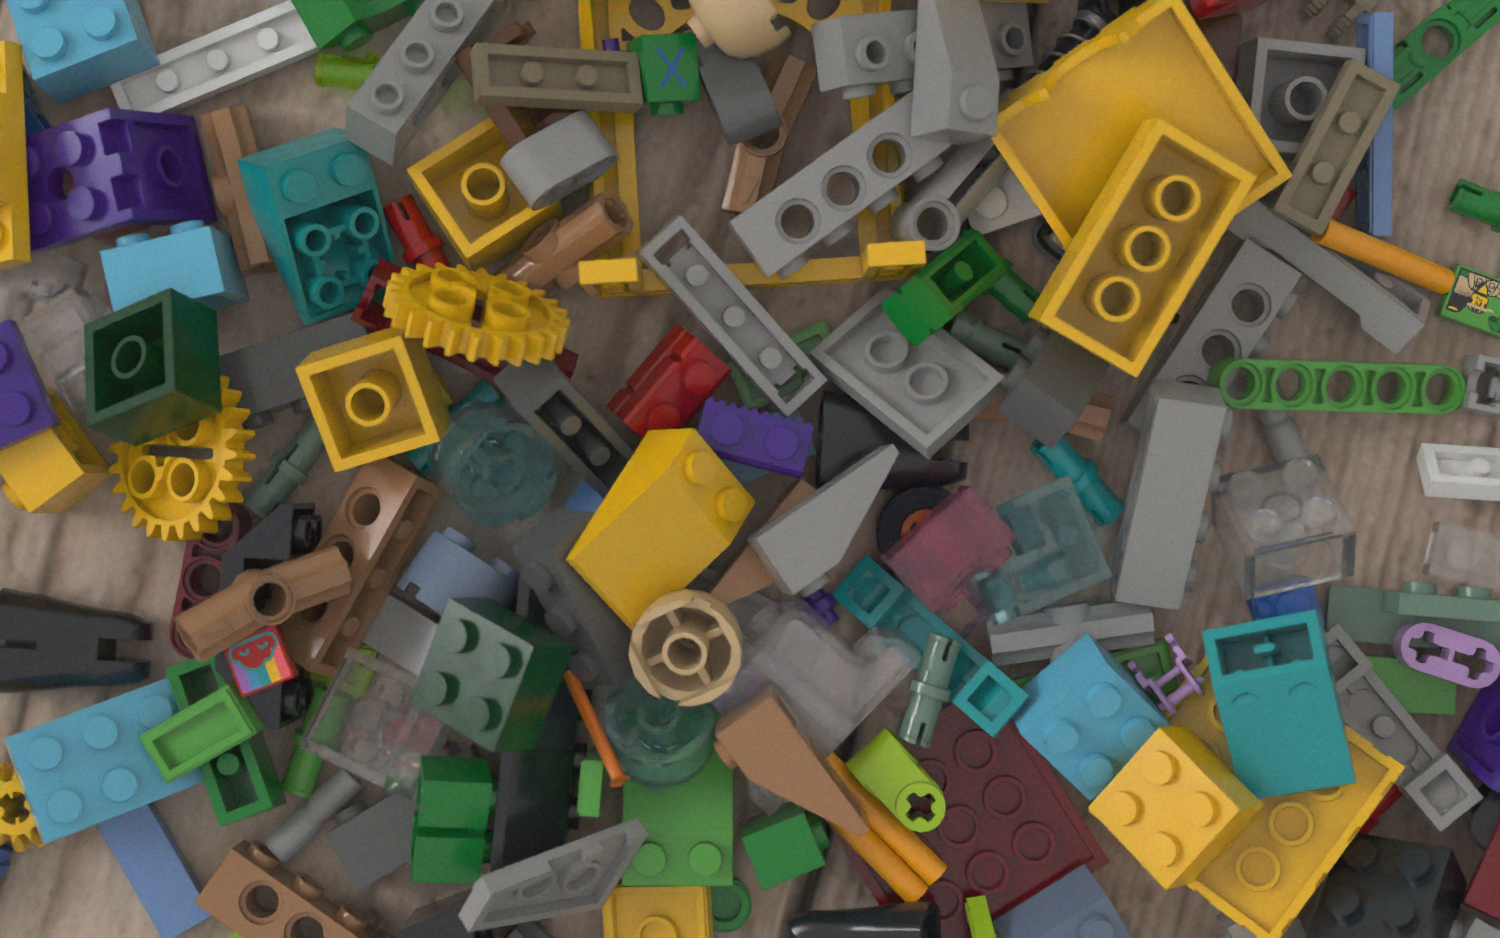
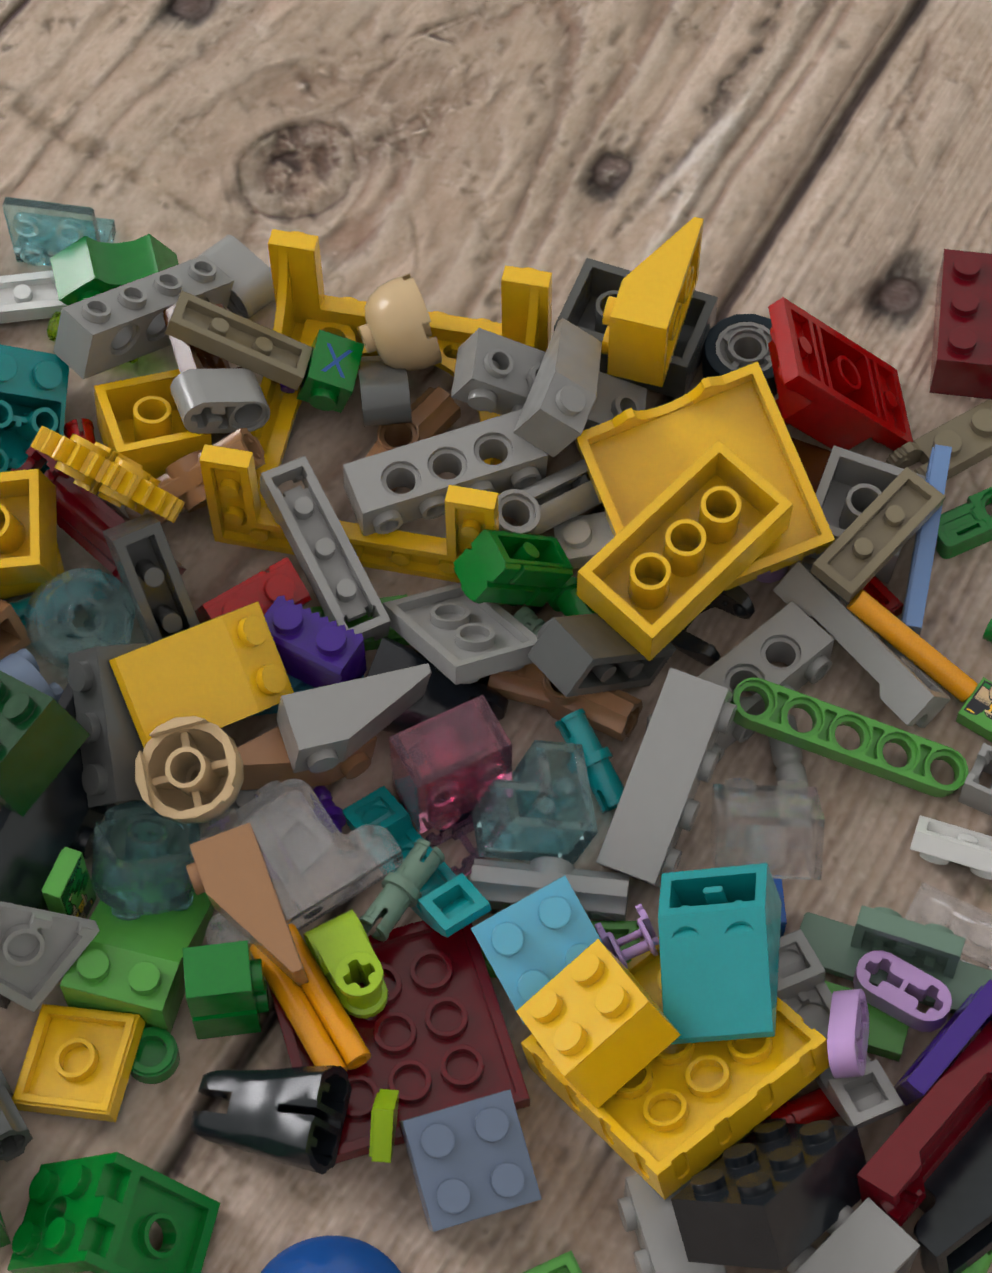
camera: 15 degrees right, 30 degrees down
(595, 730) = (88, 859): orange piece -> none
(1416, 740) = (848, 1033): none -> lavender beam

